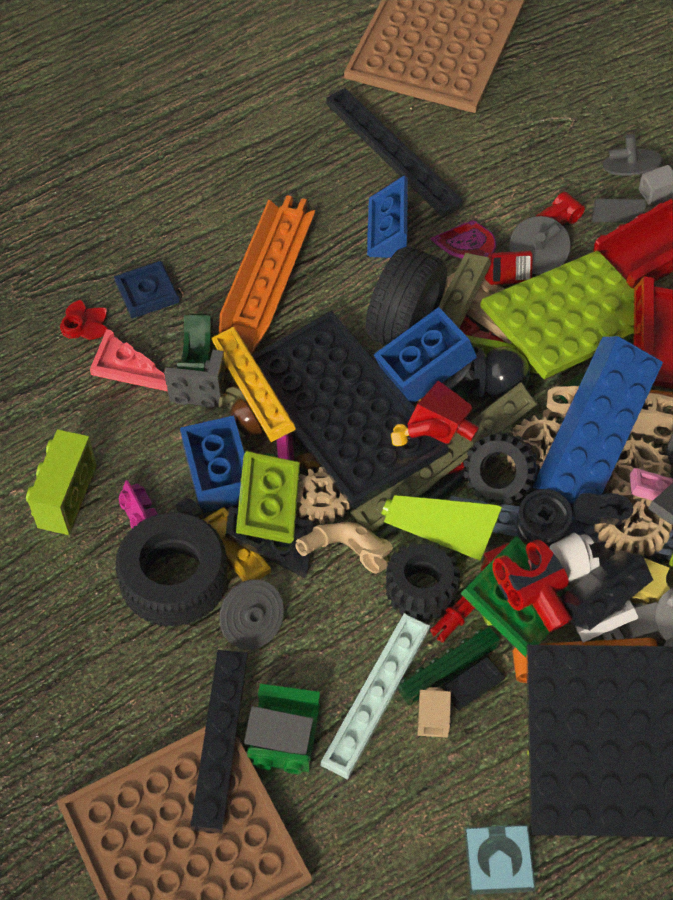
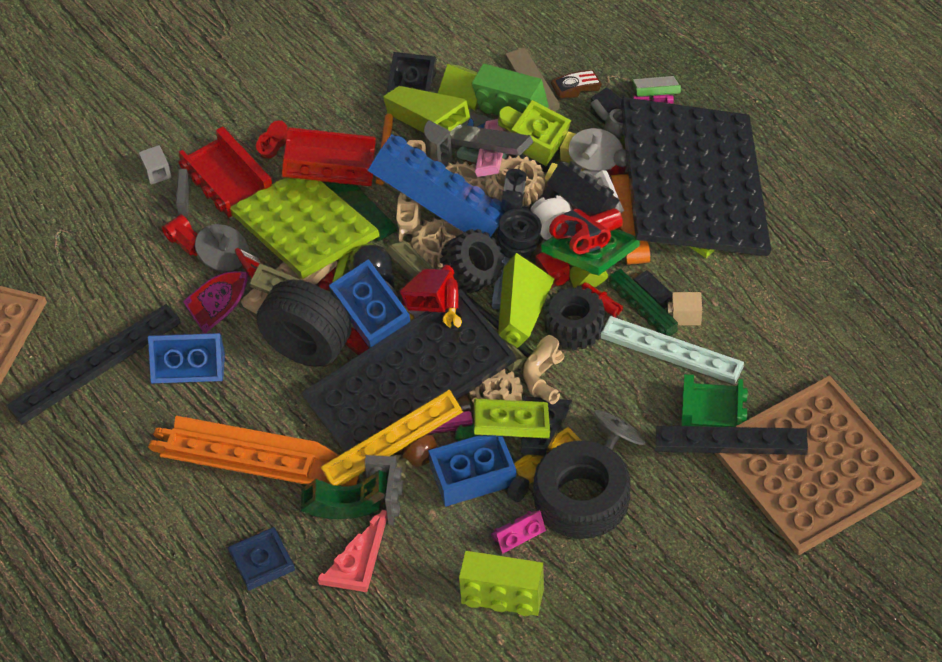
camera: 90 degrees left, 5 degrees down
(87, 322) = (300, 605): red plate -> none
(278, 730) = (719, 401): dark grey brick -> none
(499, 859) = (791, 271): tile -> none
(631, 160) = (126, 181): dark grey shield -> none

